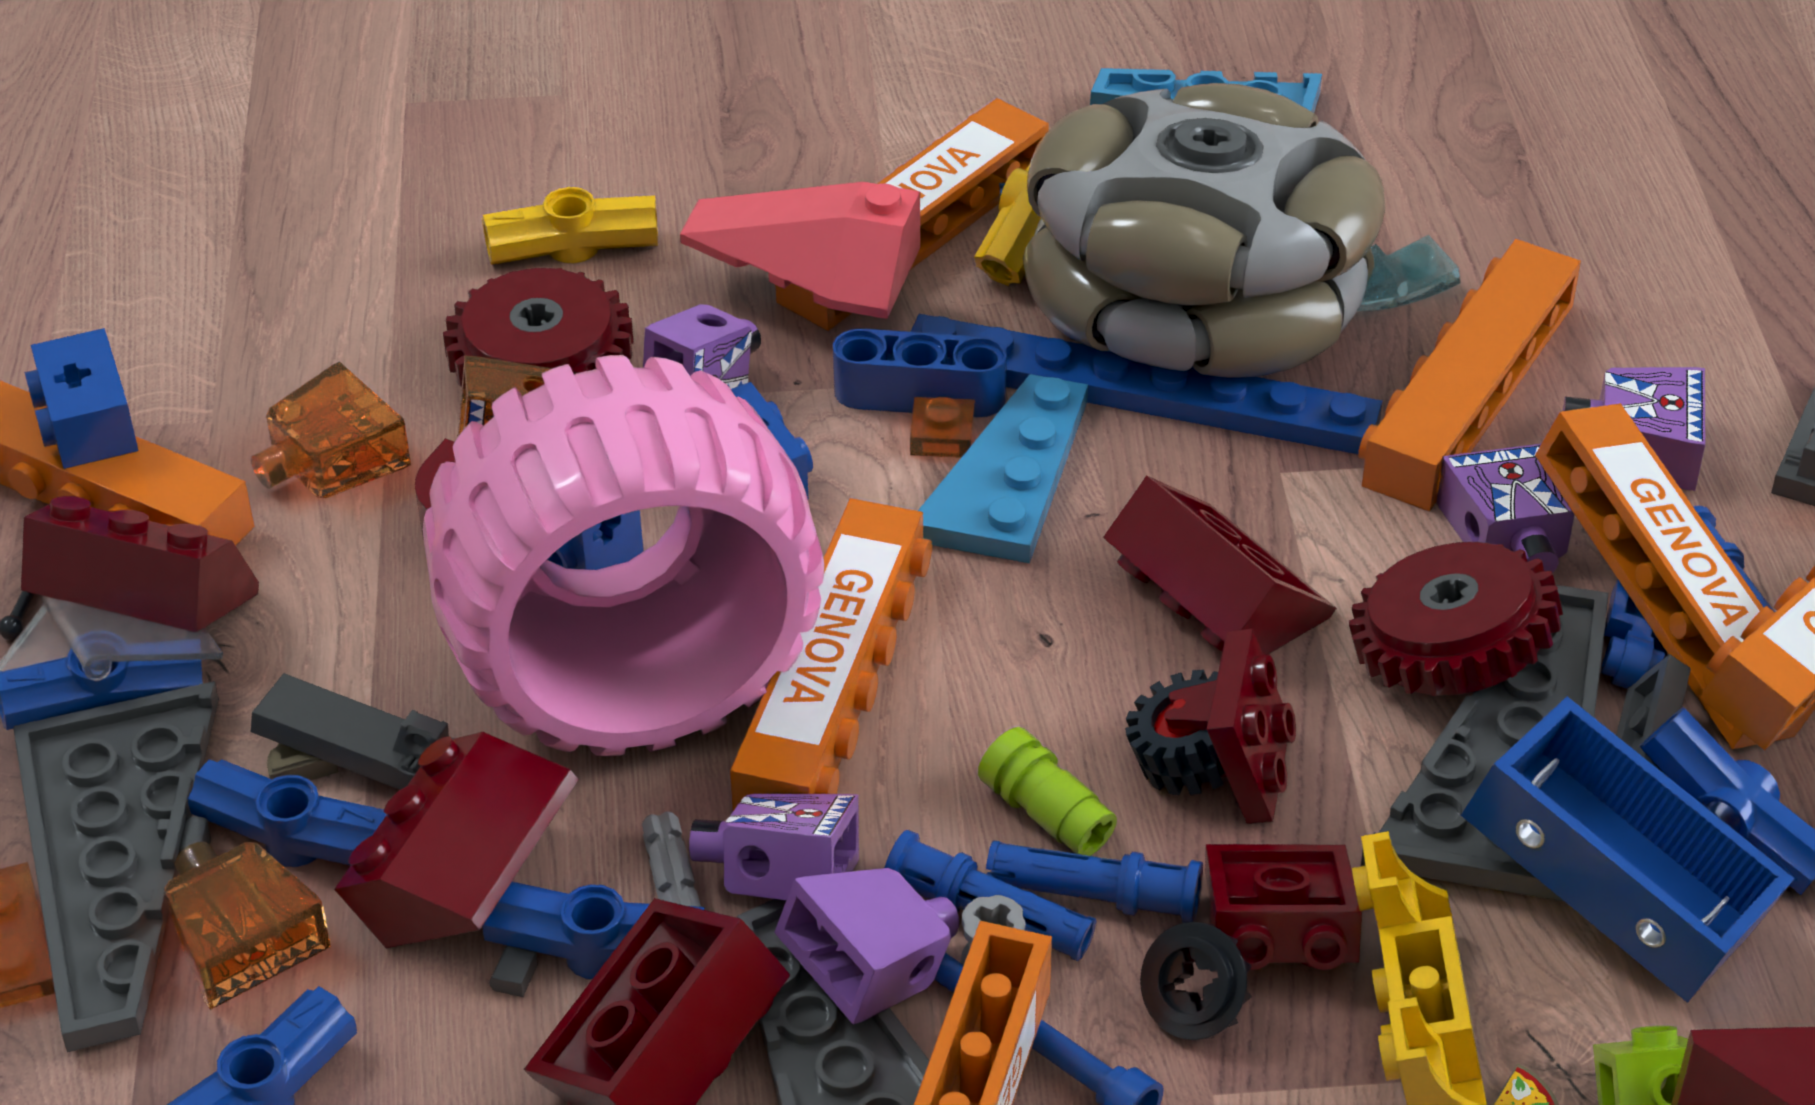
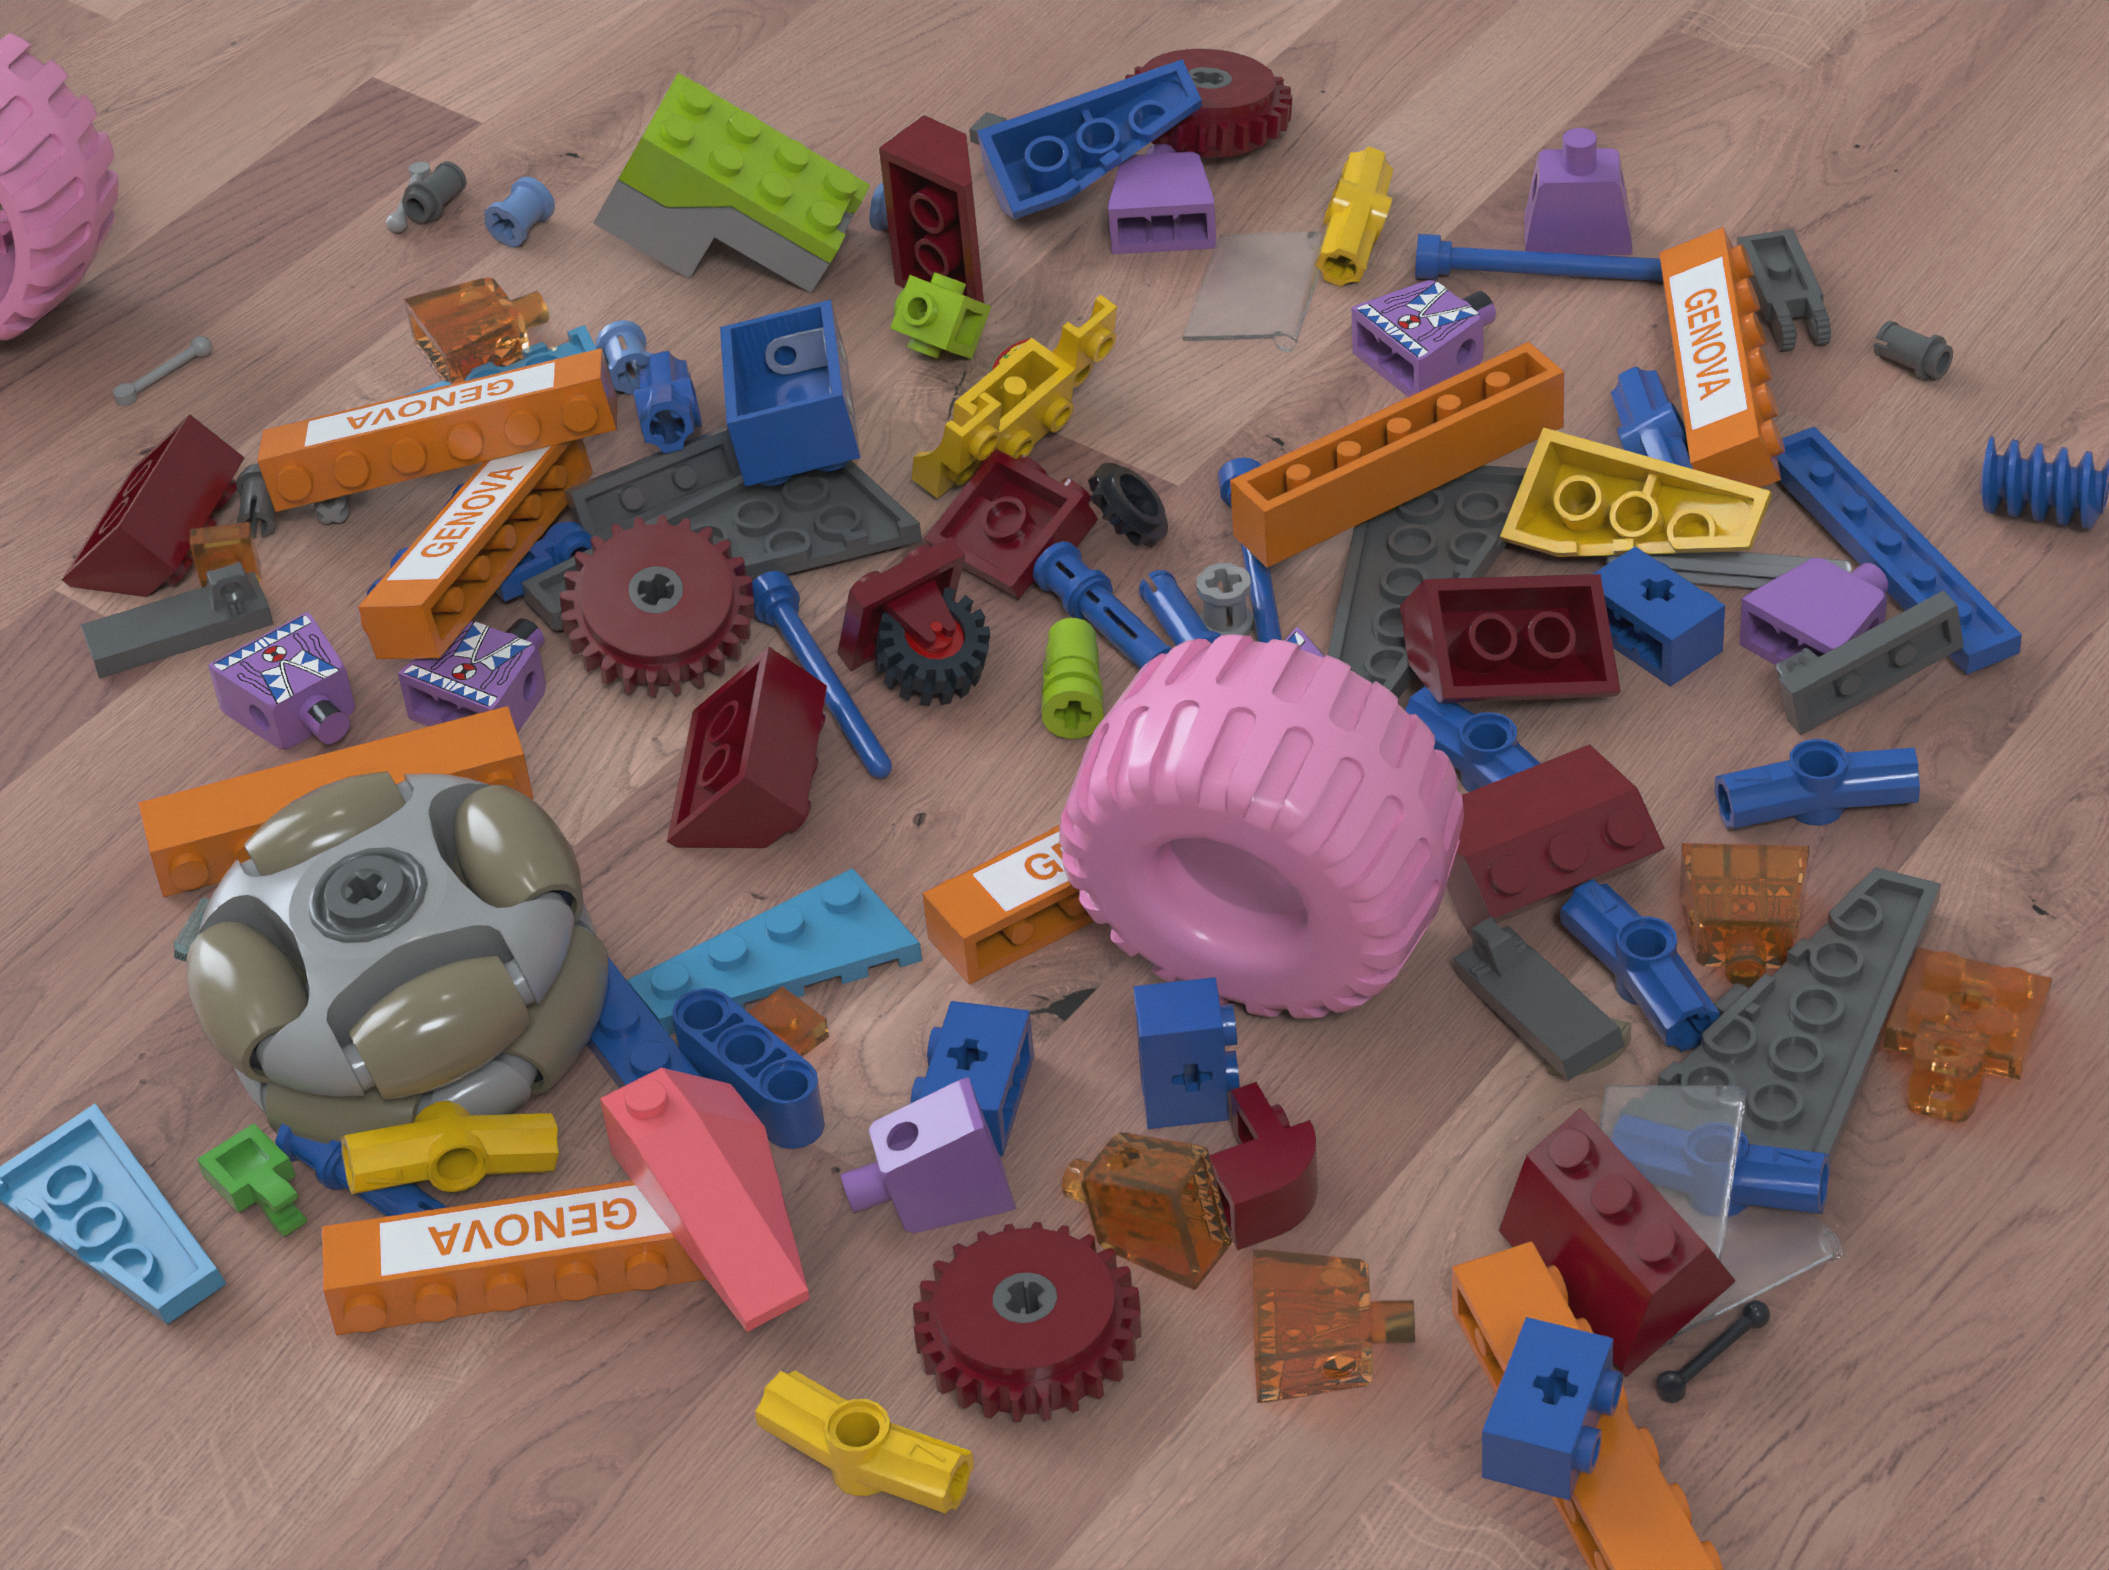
camera: 135 degrees left, 0 degrees up
(866, 937) = (1324, 594): medium lavender torso -> none
(1389, 717) = (778, 605): none -> blue piece

